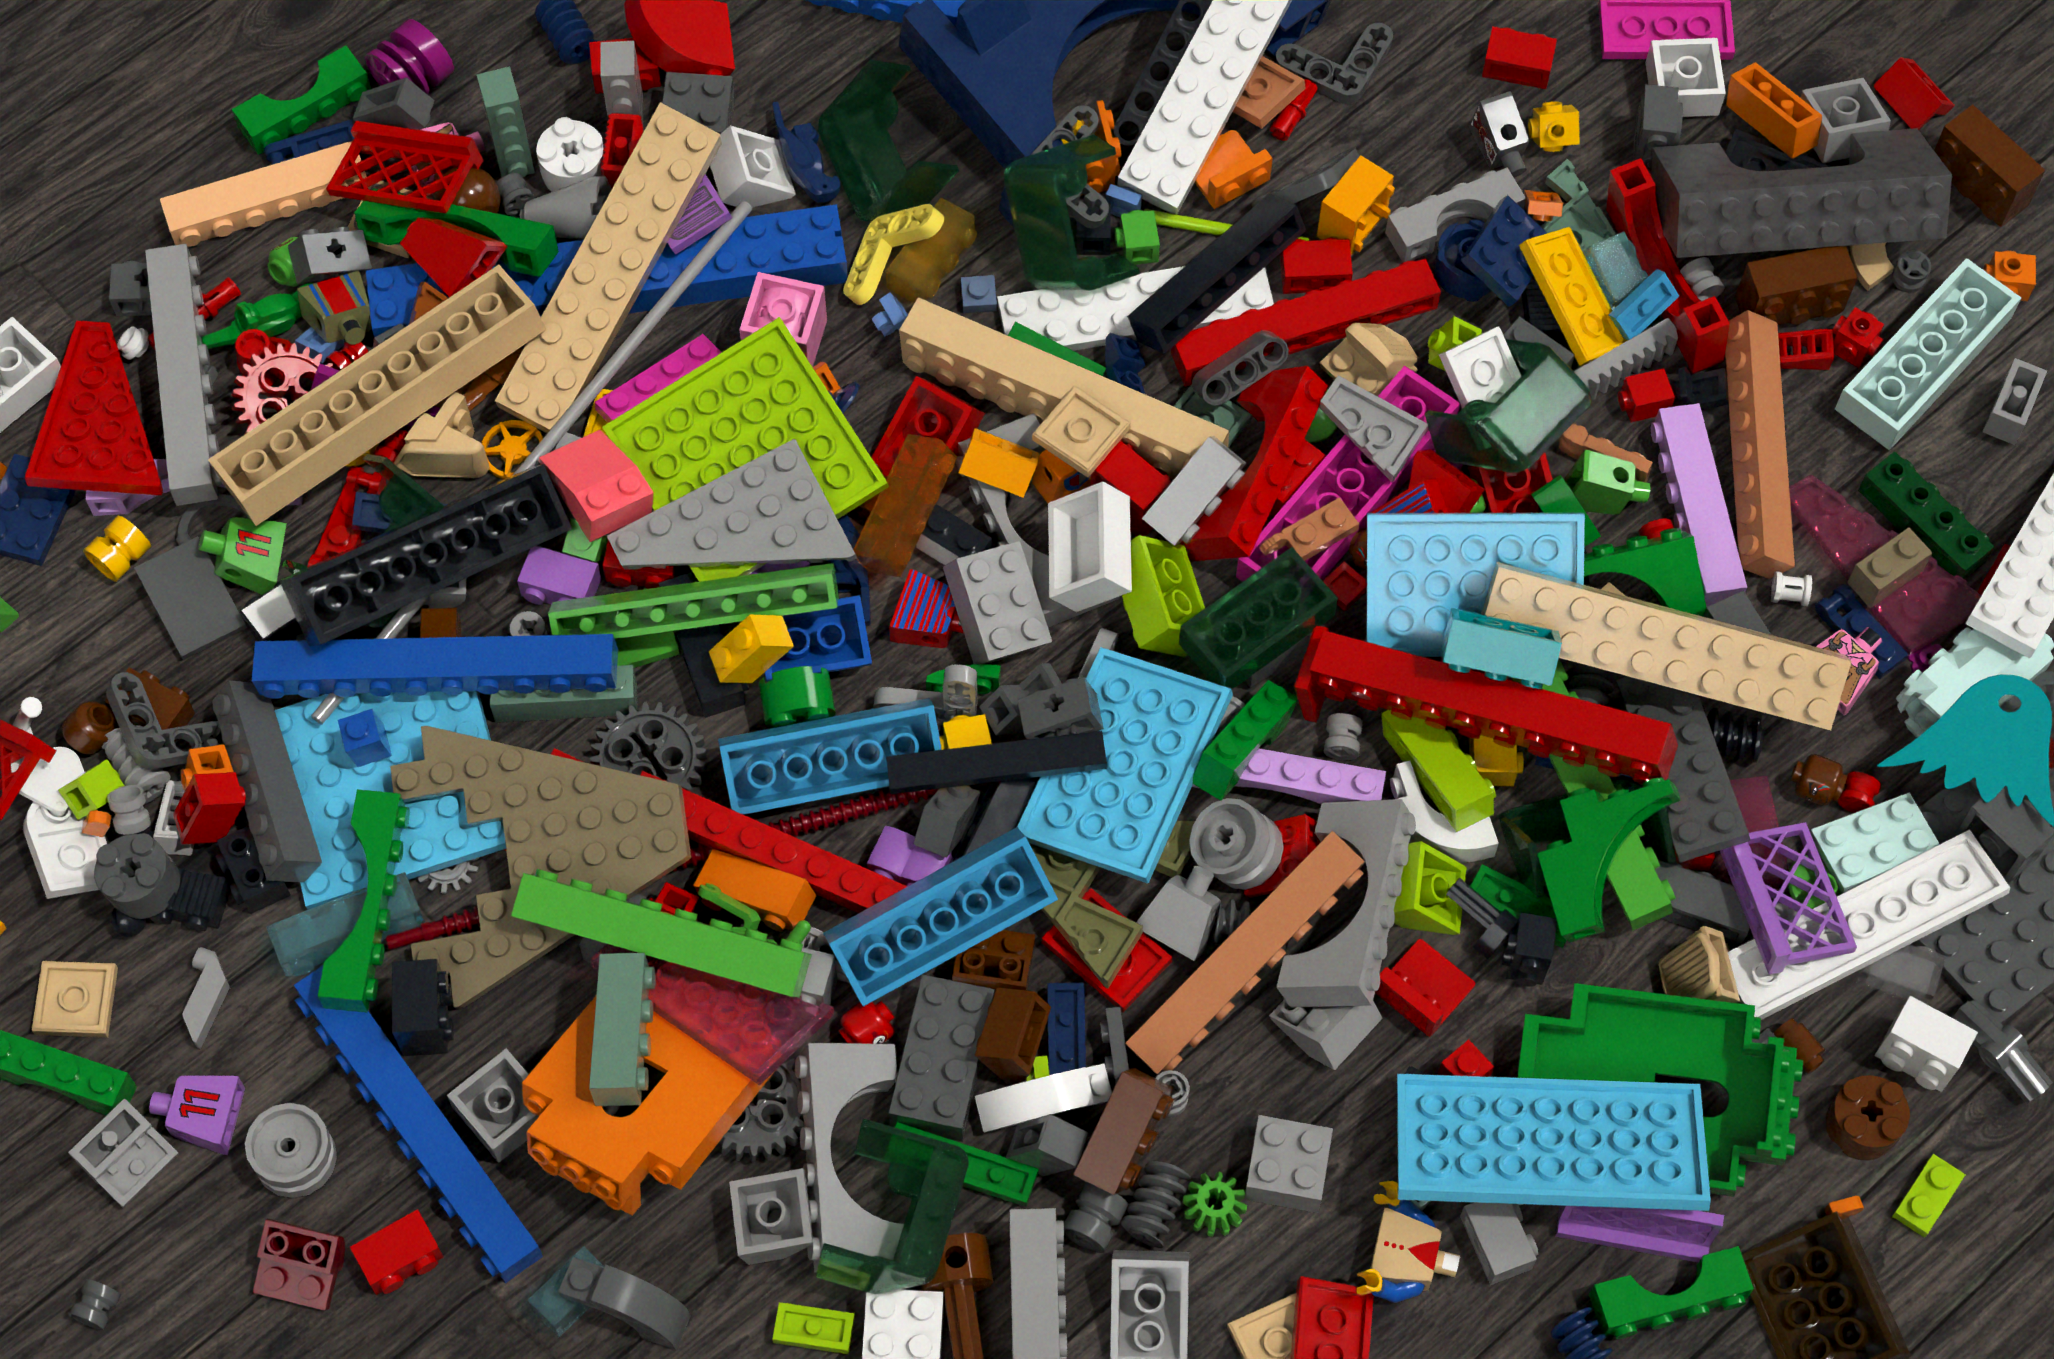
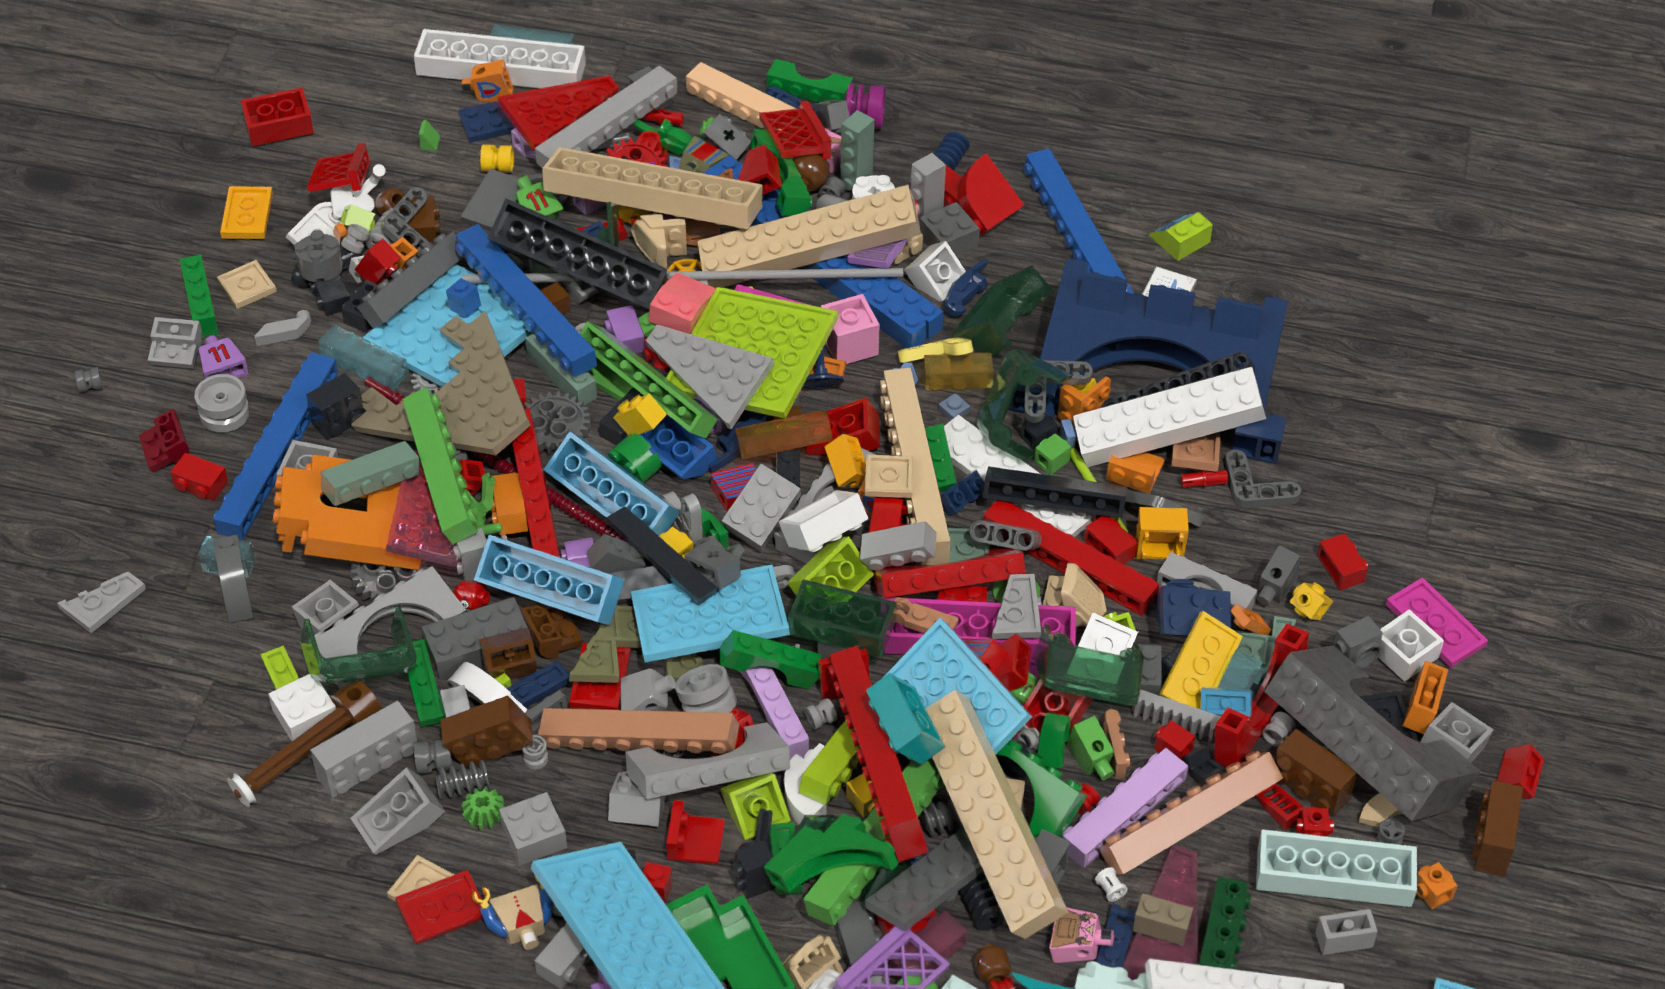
camera: 55 degrees right, 15 degrees down
(350, 971) = (414, 333): green arch -> none

